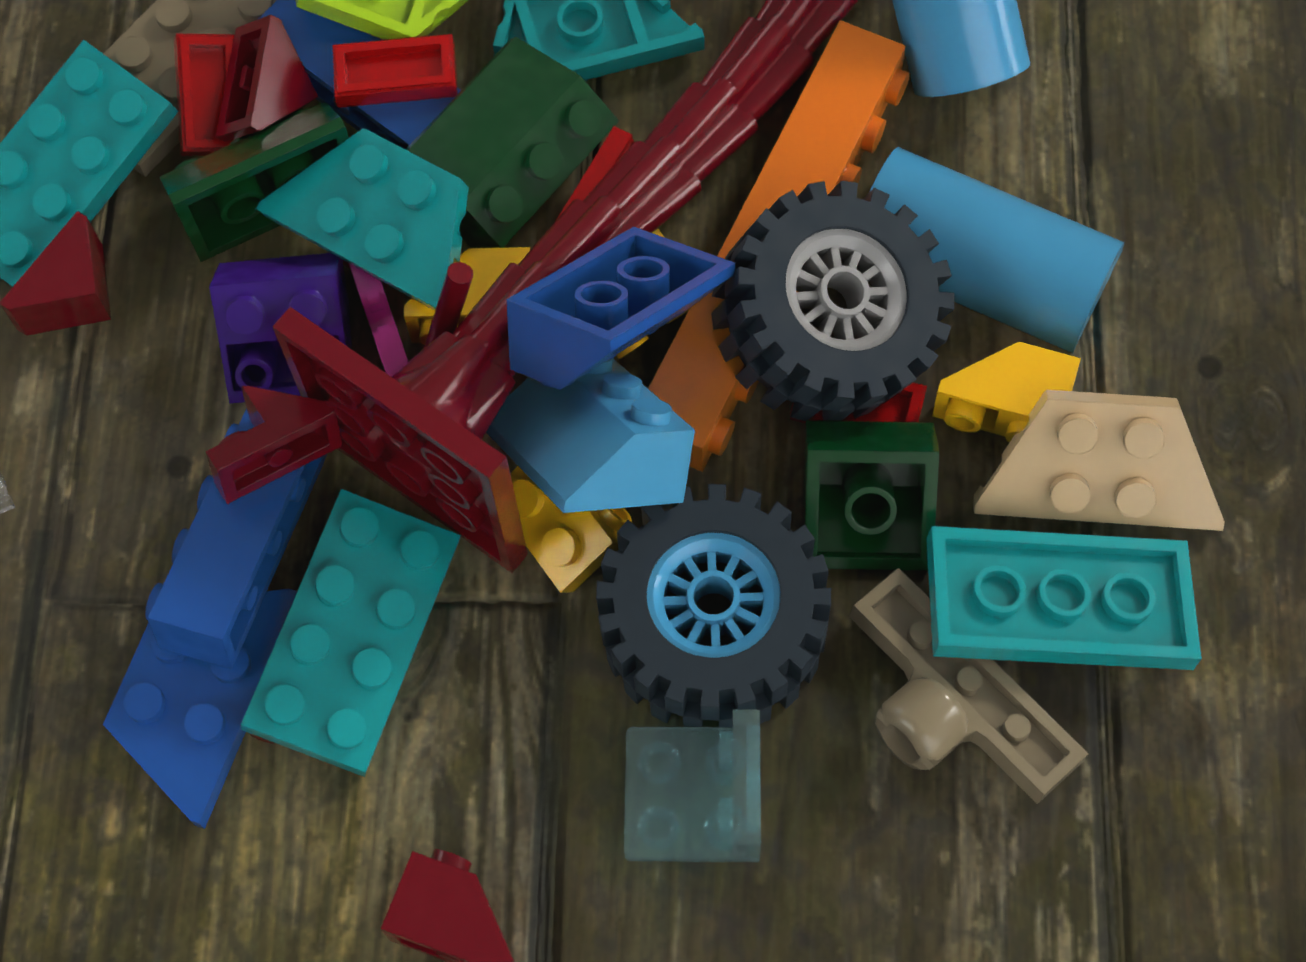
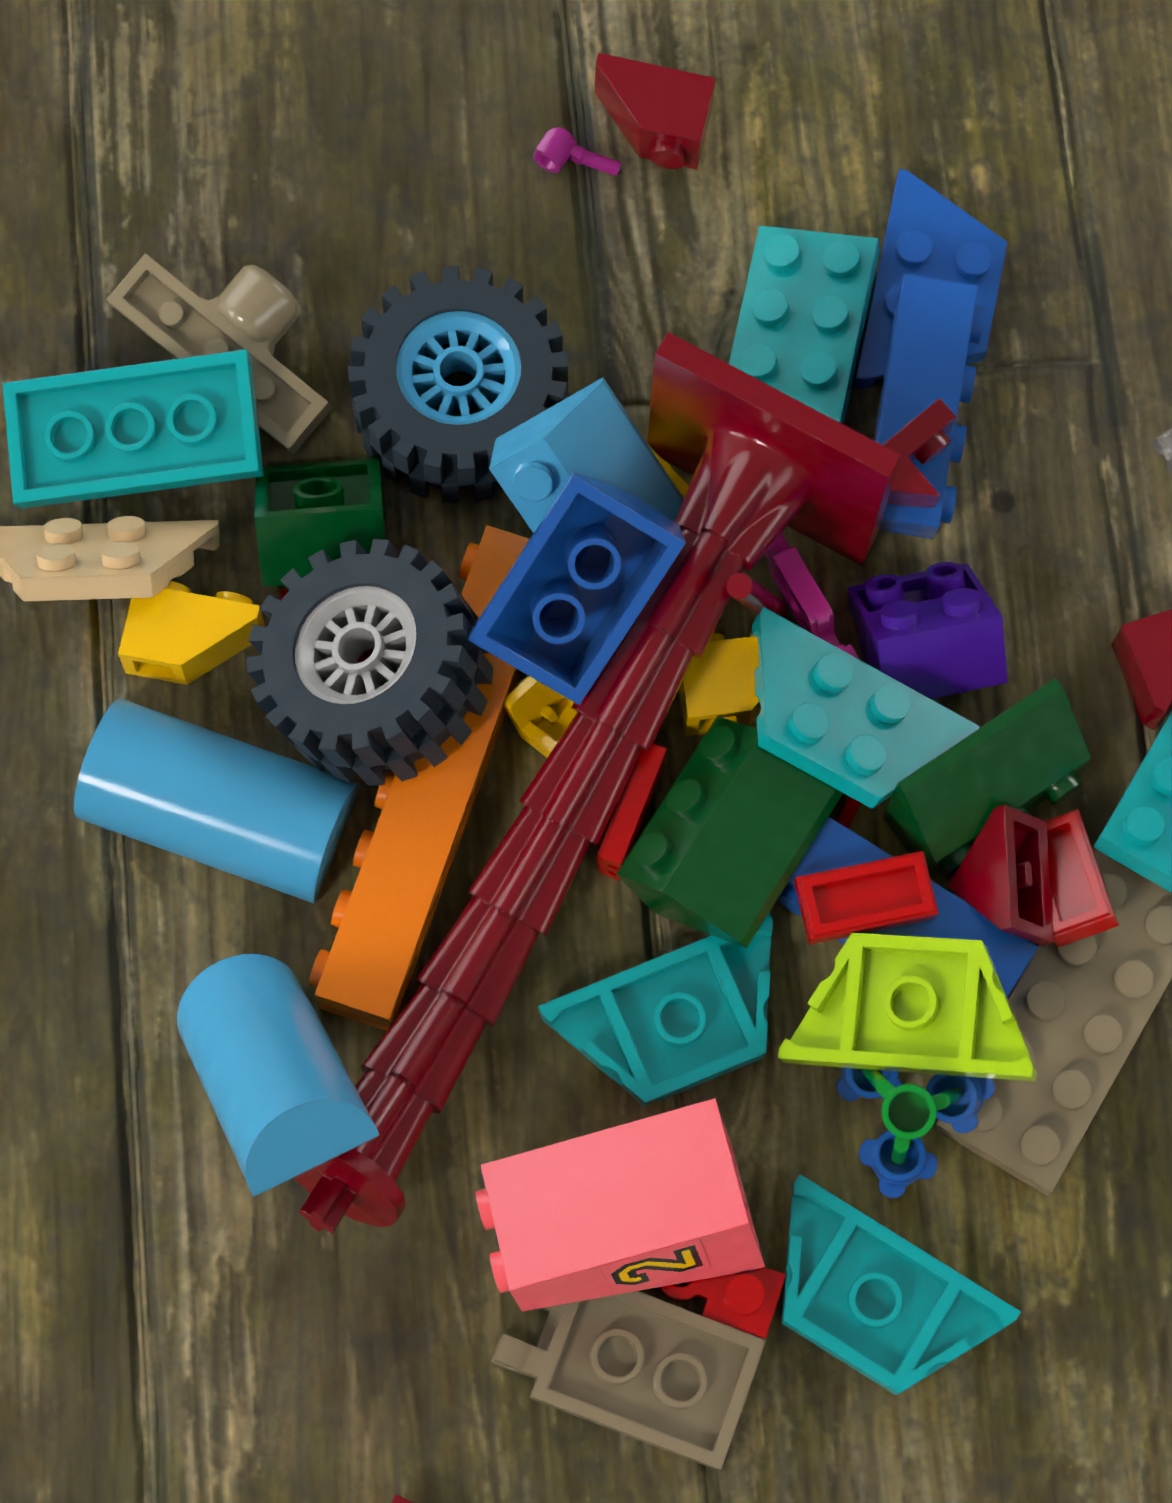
camera: 165 degrees right, 5 degrees up
(574, 894) = (560, 145): none -> magenta hand
(694, 792) = (459, 227): clear light blue bracket -> none

